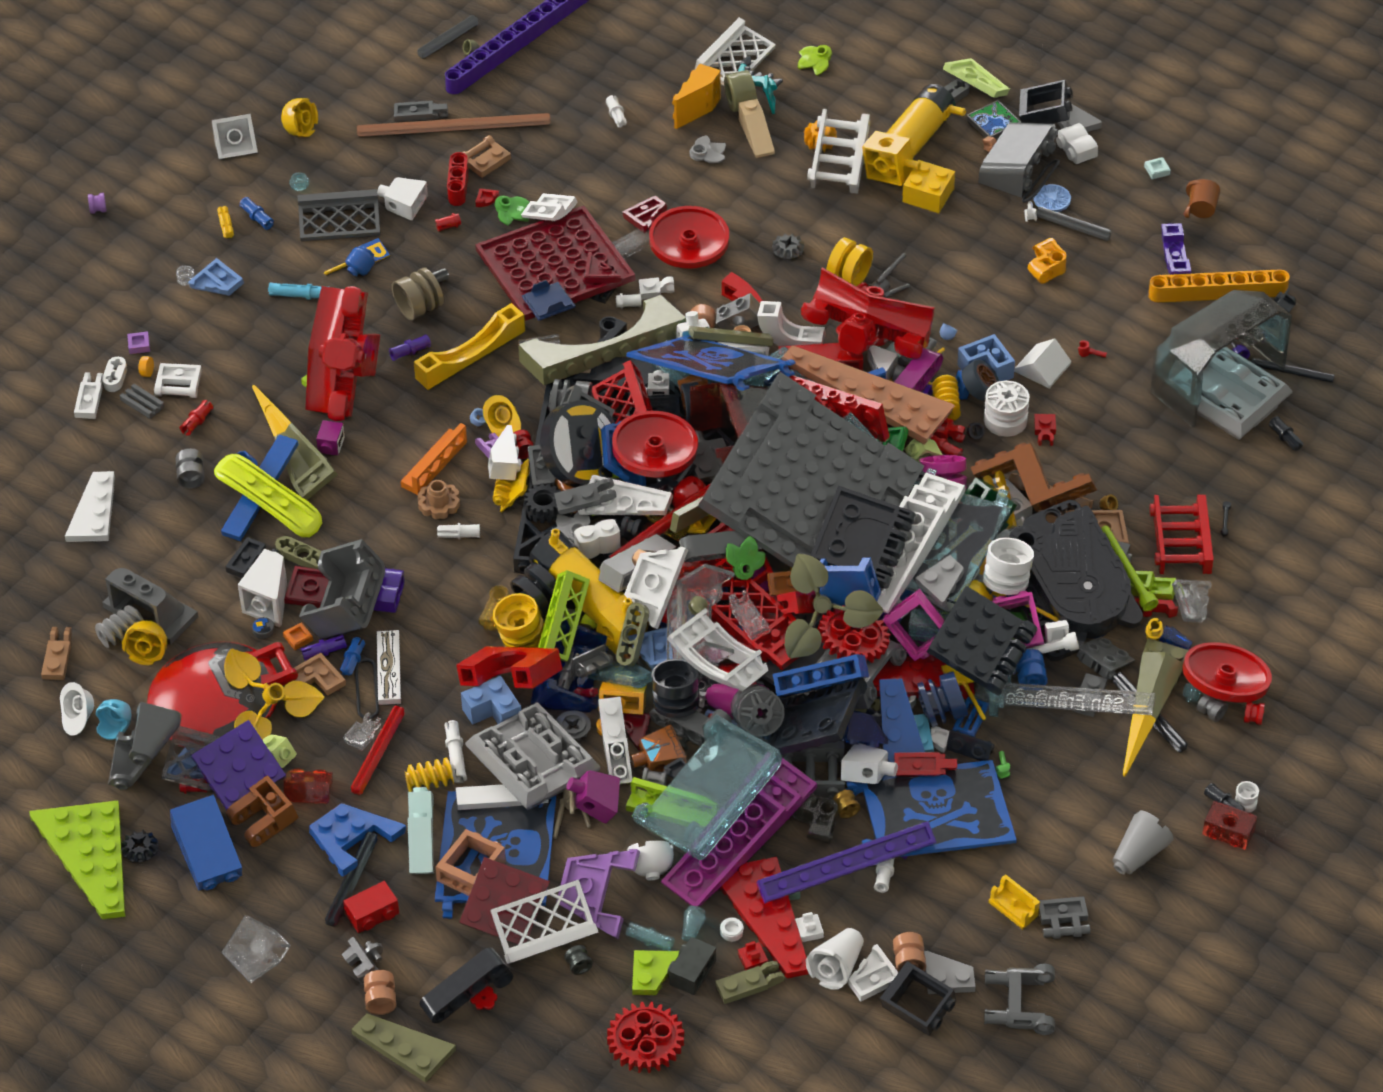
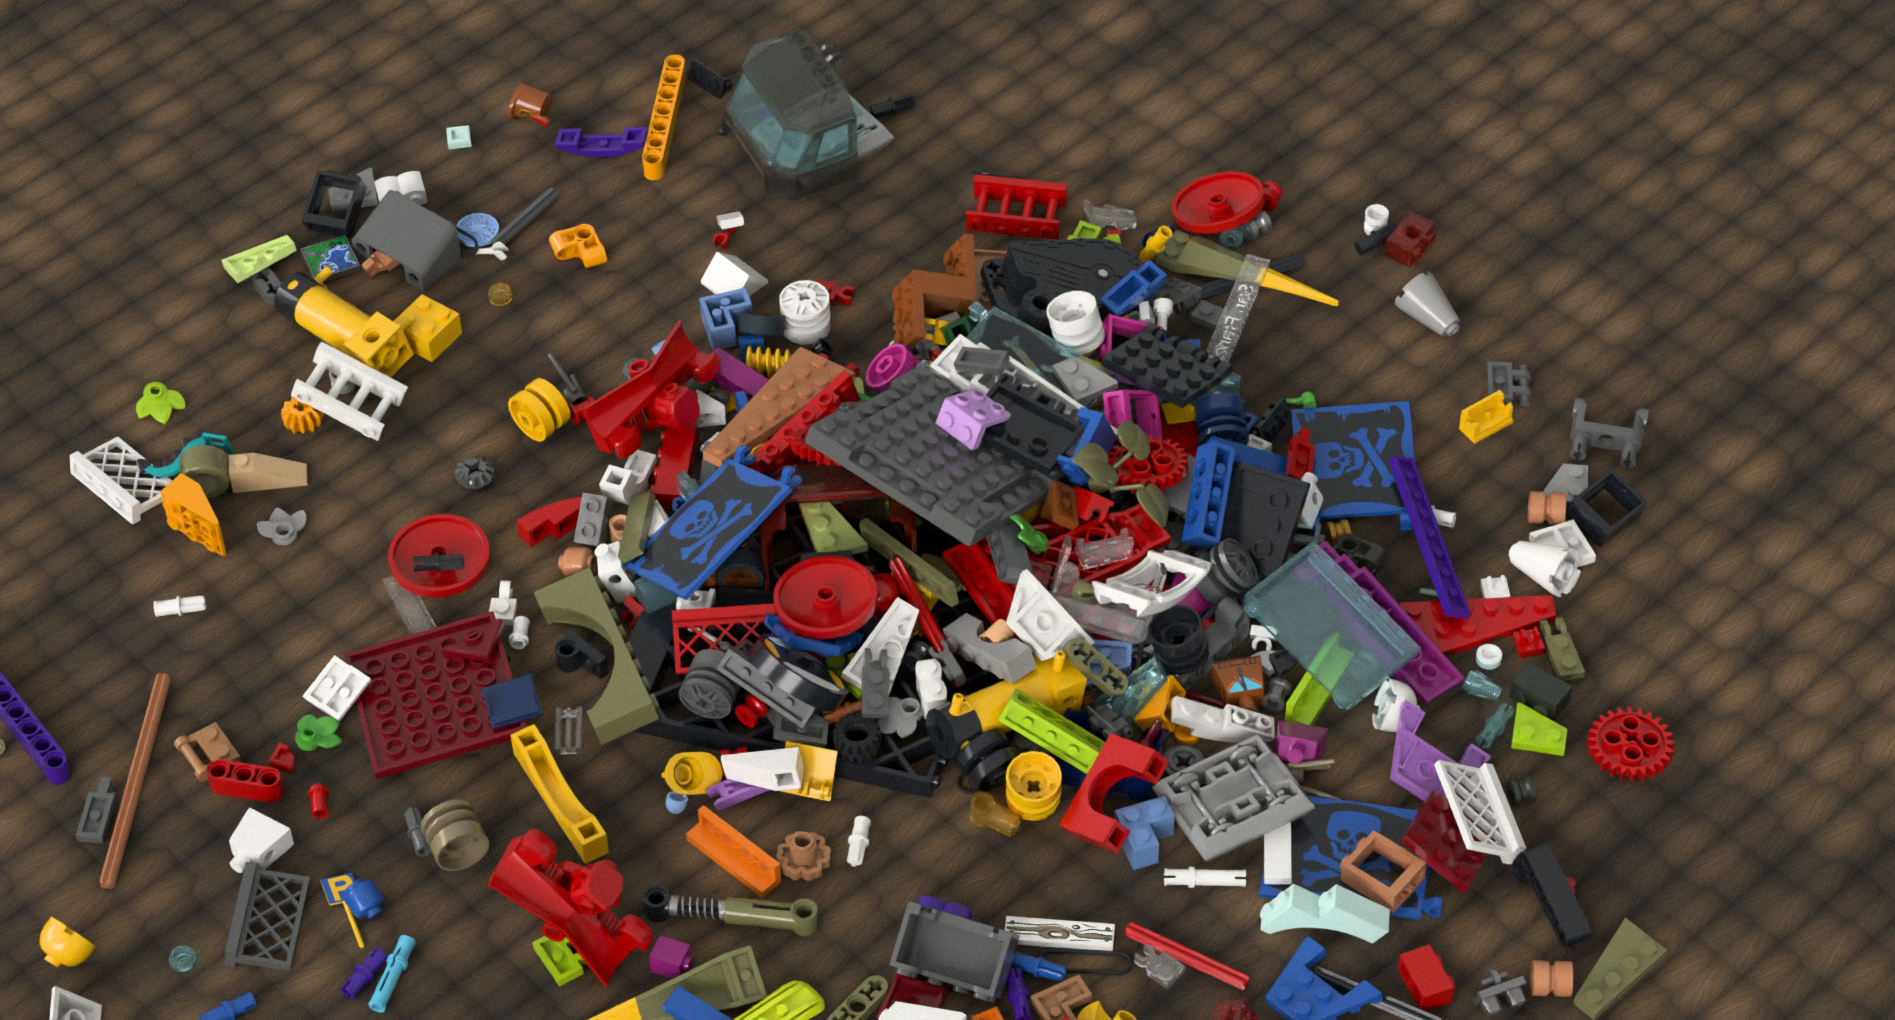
camera: 80 degrees left, 0 degrees up
(297, 275) = (363, 973): none -> dark purple pin
(379, 466) = (734, 910): none -> piece
(429, 774) = (1242, 902): yellow piece -> none
(615, 541) = (951, 669): none -> dark grey plate
(645, 213) = (378, 596): dark red wing -> none
(673, 232) = (438, 562): none -> black axle
(848, 489) = (968, 415): none -> lavender bracket
(926, 497) = (981, 361): none -> dark grey tile
(984, 225) = (500, 294): none -> clear yellow tile
(1070, 607) = (1134, 288): none -> blue slope
(1108, 348) = (730, 220): none -> white tile

